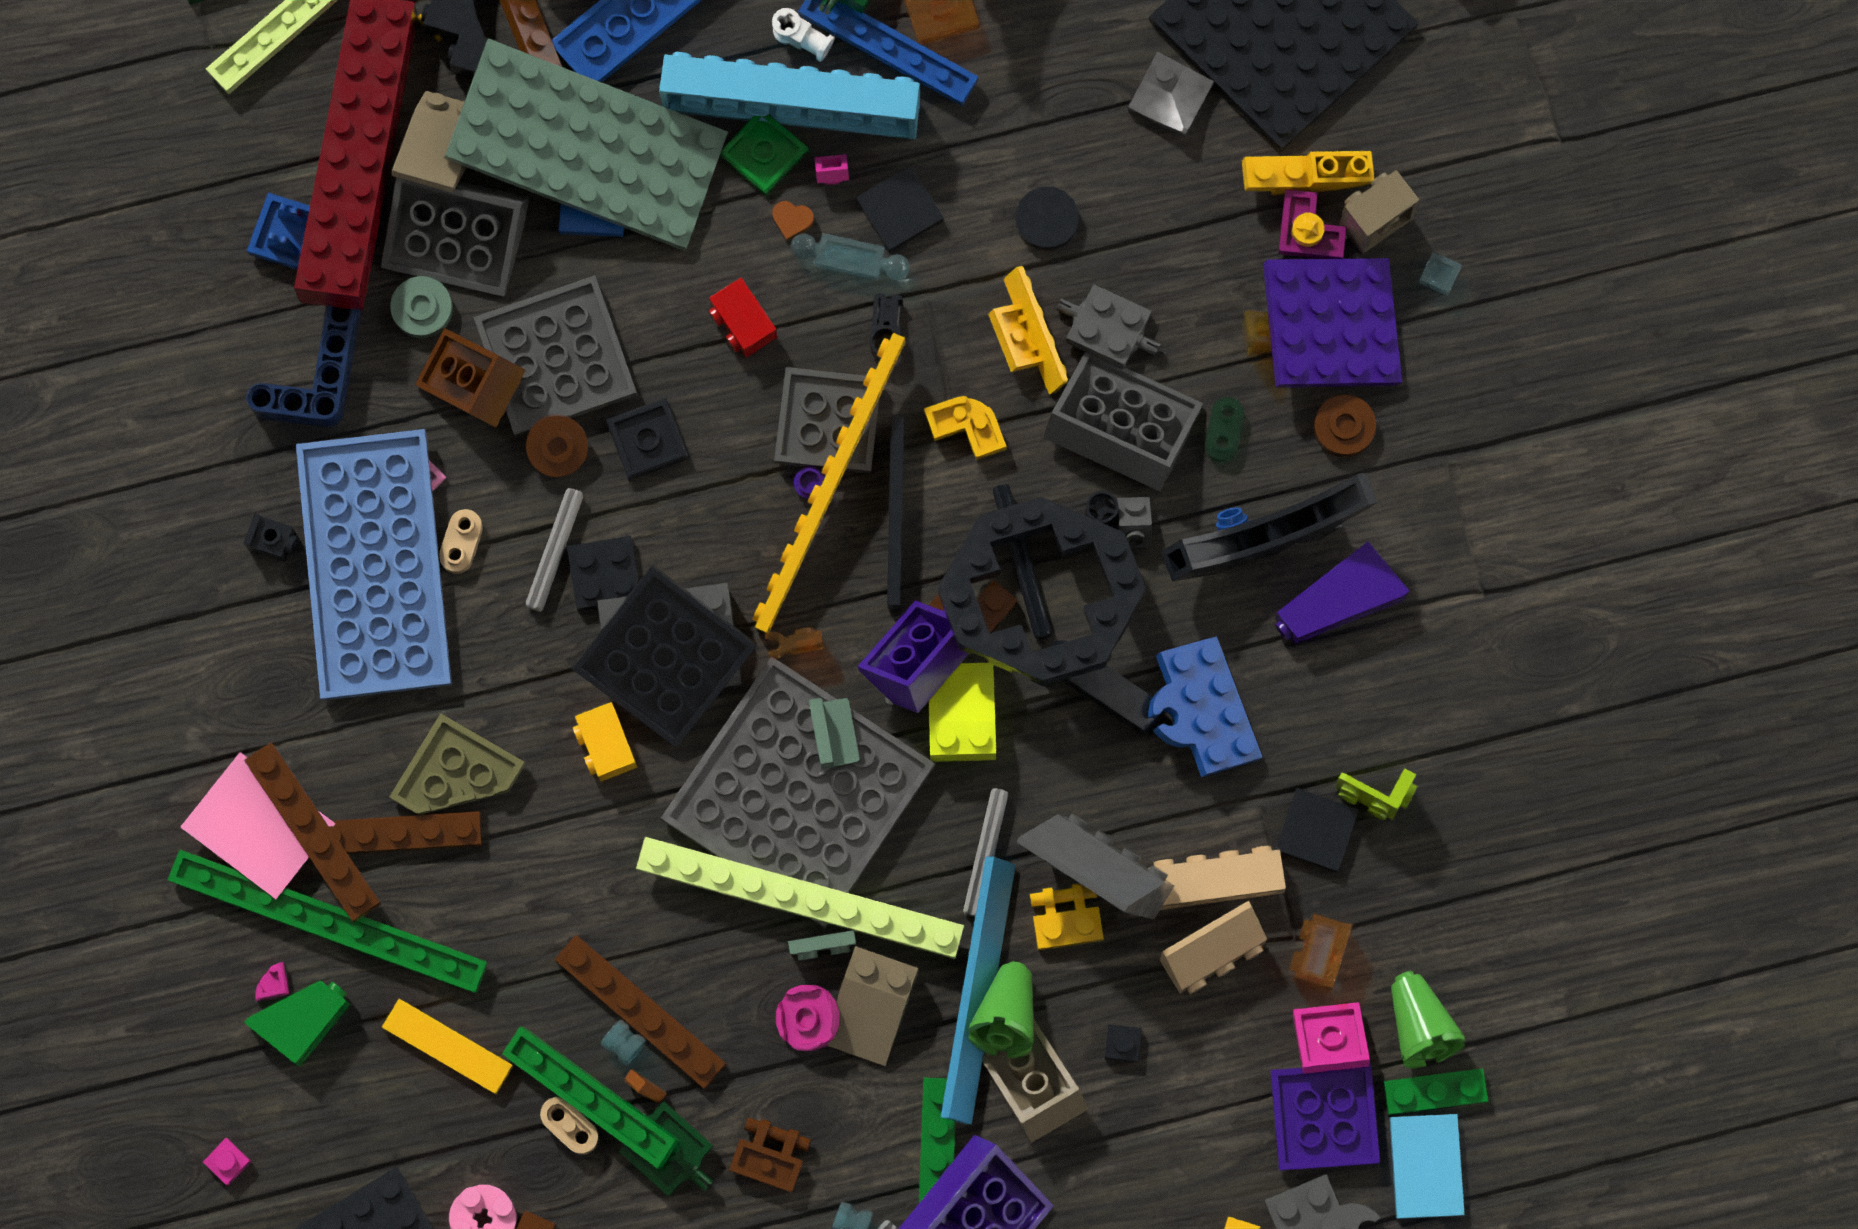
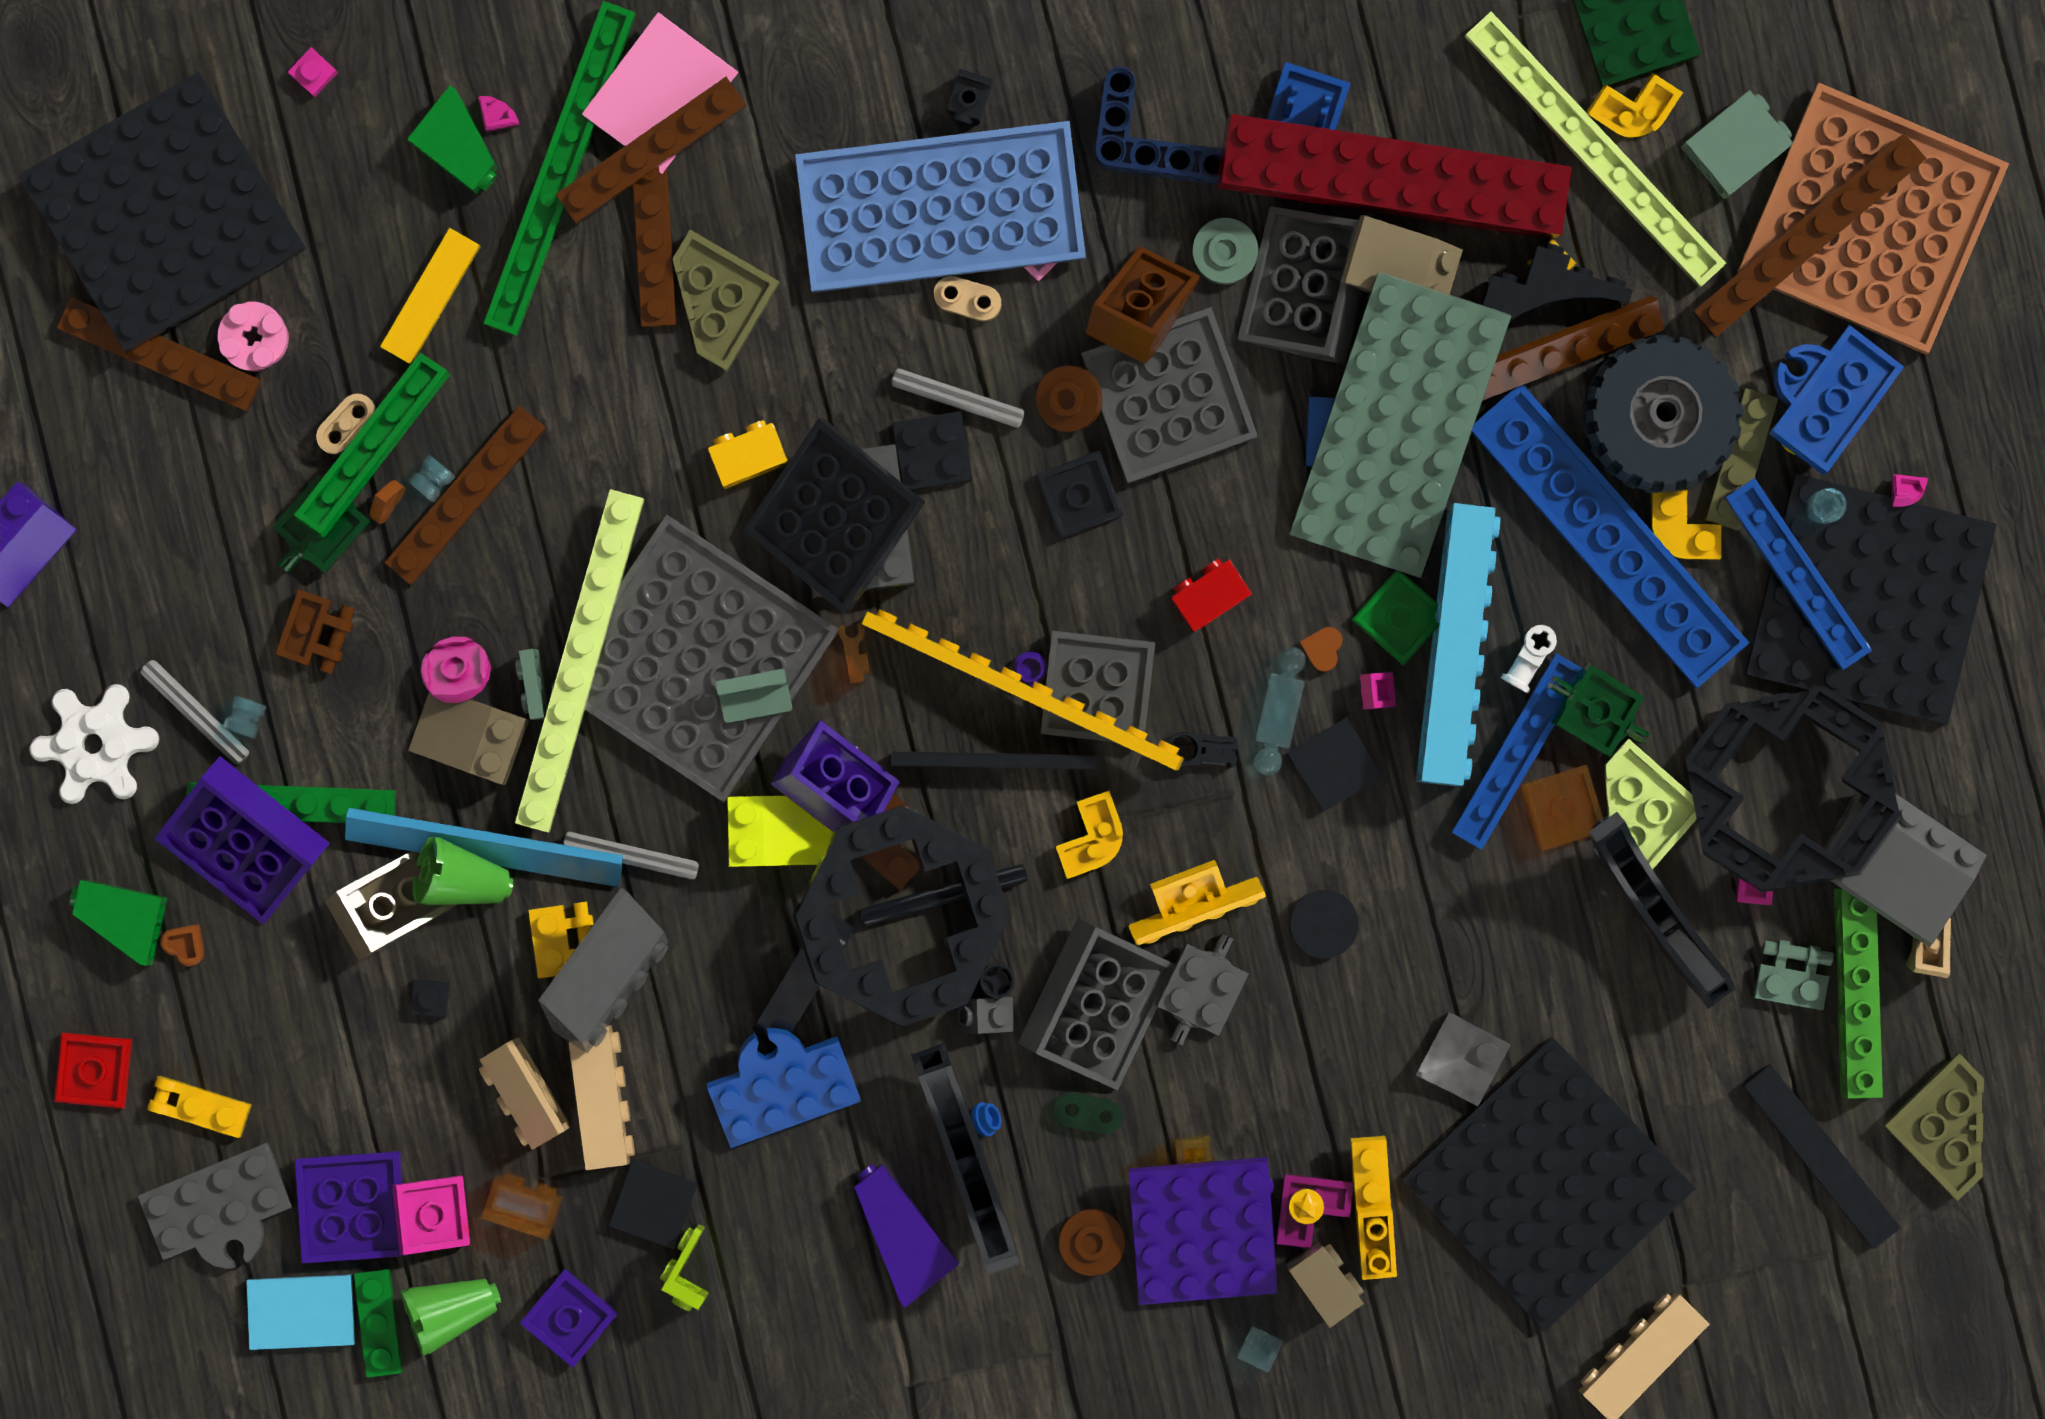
camera: 85 degrees right, 10 degrees up
(1426, 908) = (569, 1318): none -> dark purple plate

